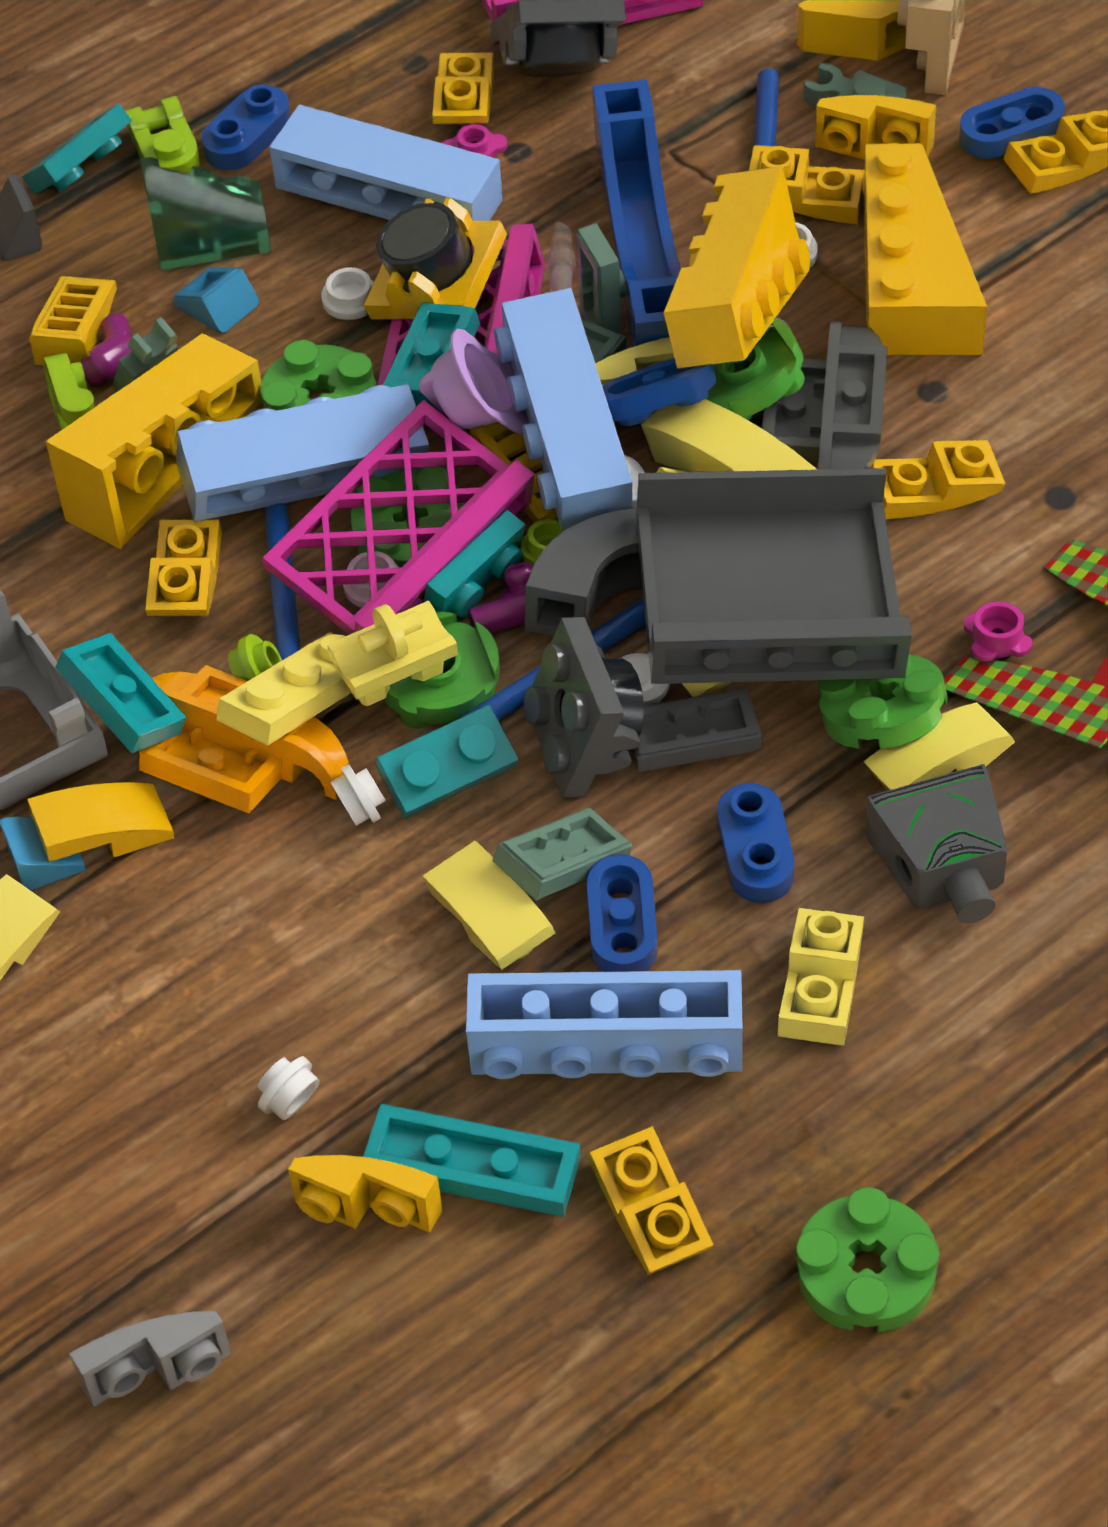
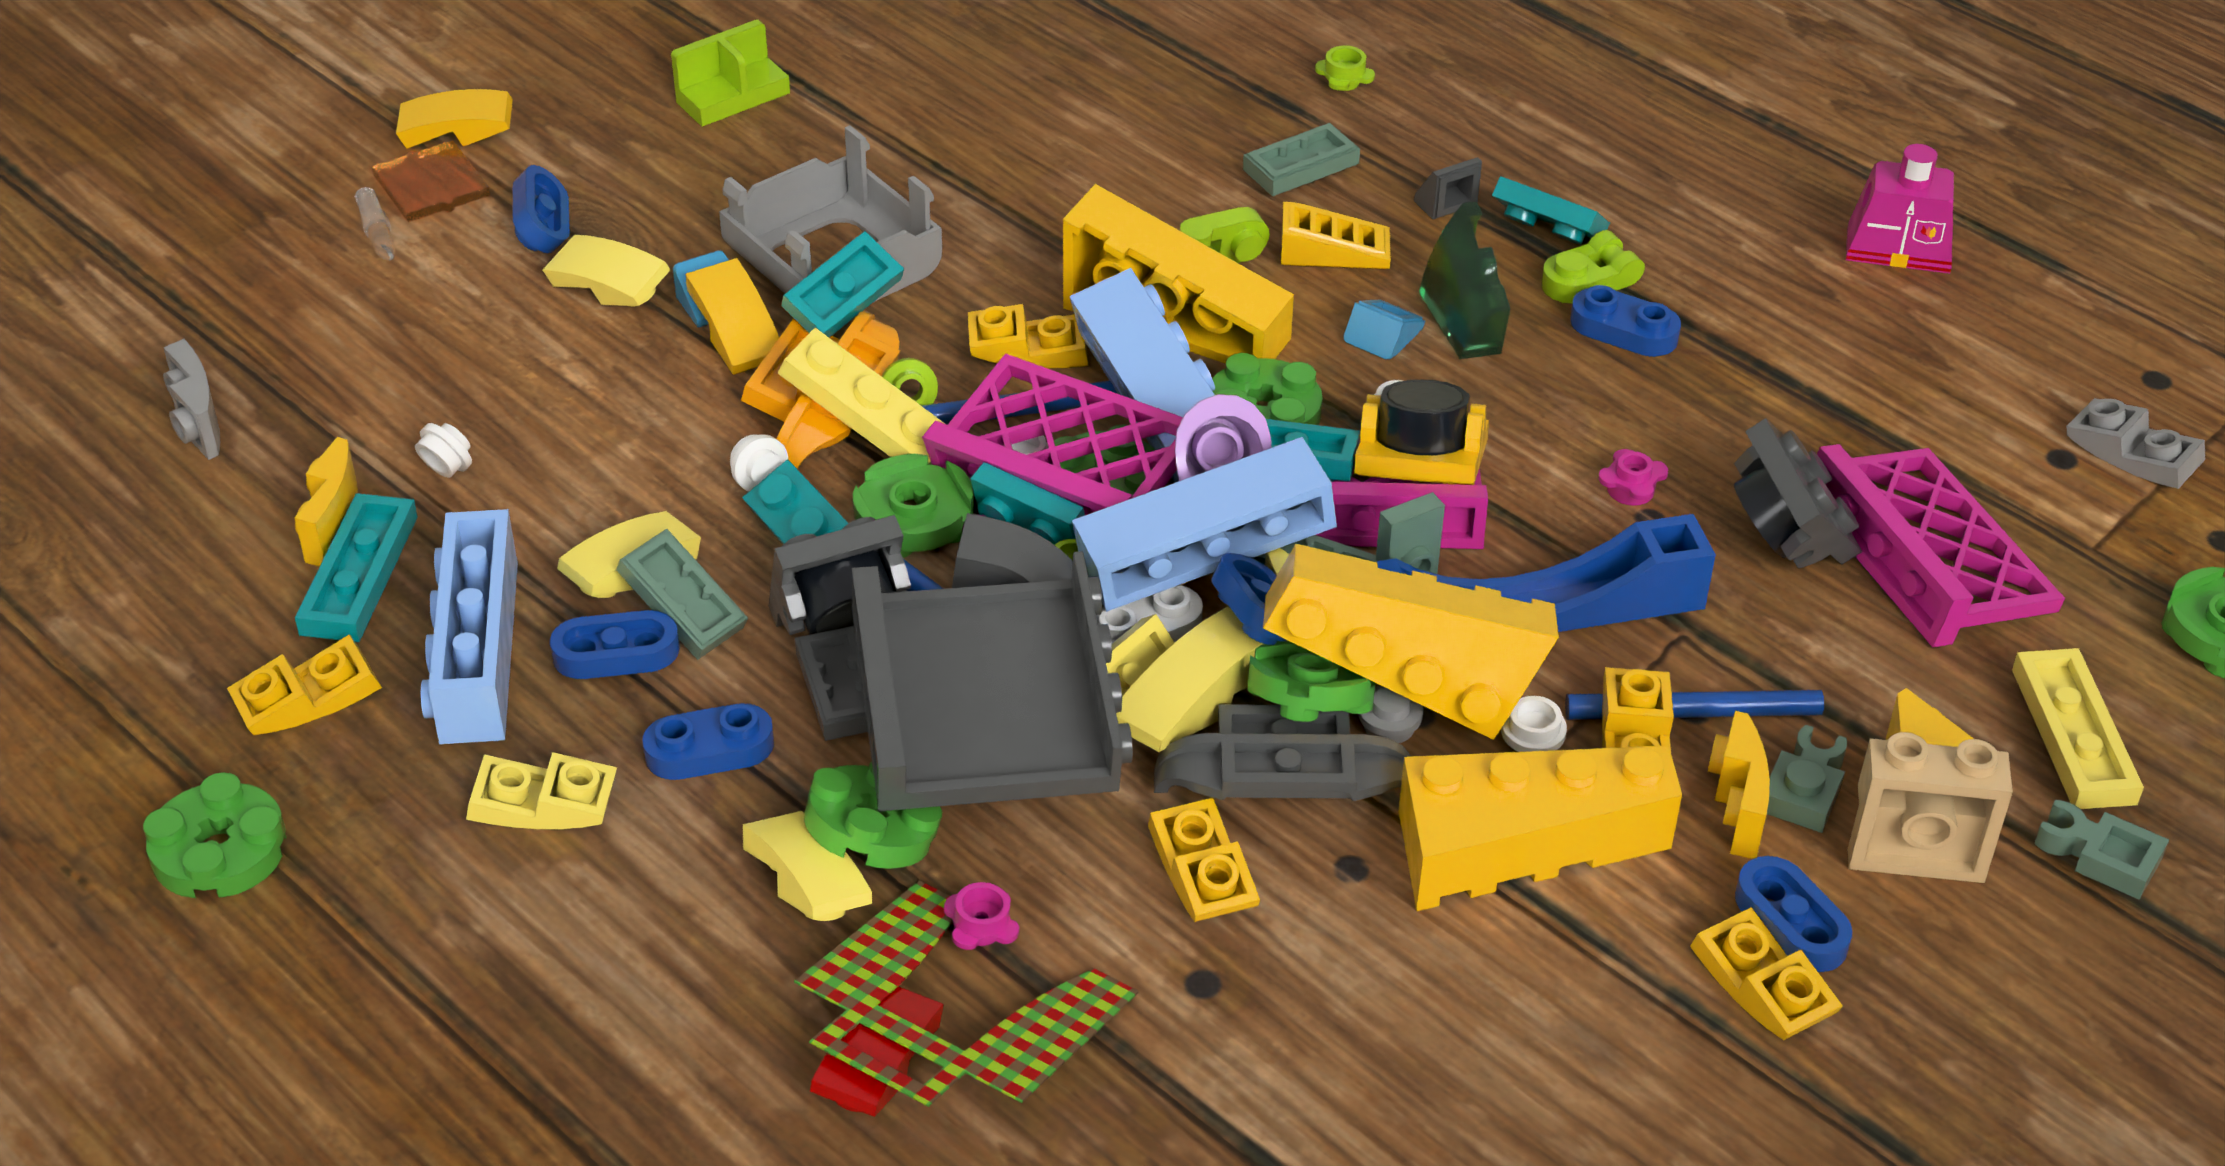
camera: 80 degrees right, 10 degrees down
(106, 355) = (1292, 269): magenta arm -> none
(145, 353) = (1265, 263): sand green plate -> none
(379, 167) = (1557, 406): light blue brick -> none
(392, 650) = (891, 441): light yellow hips -> none
(463, 88) = (1695, 457): yellow slope -> none
(561, 258) = (1486, 556): clear piece -> none
(942, 841) = (688, 871): dark grey torso -> none

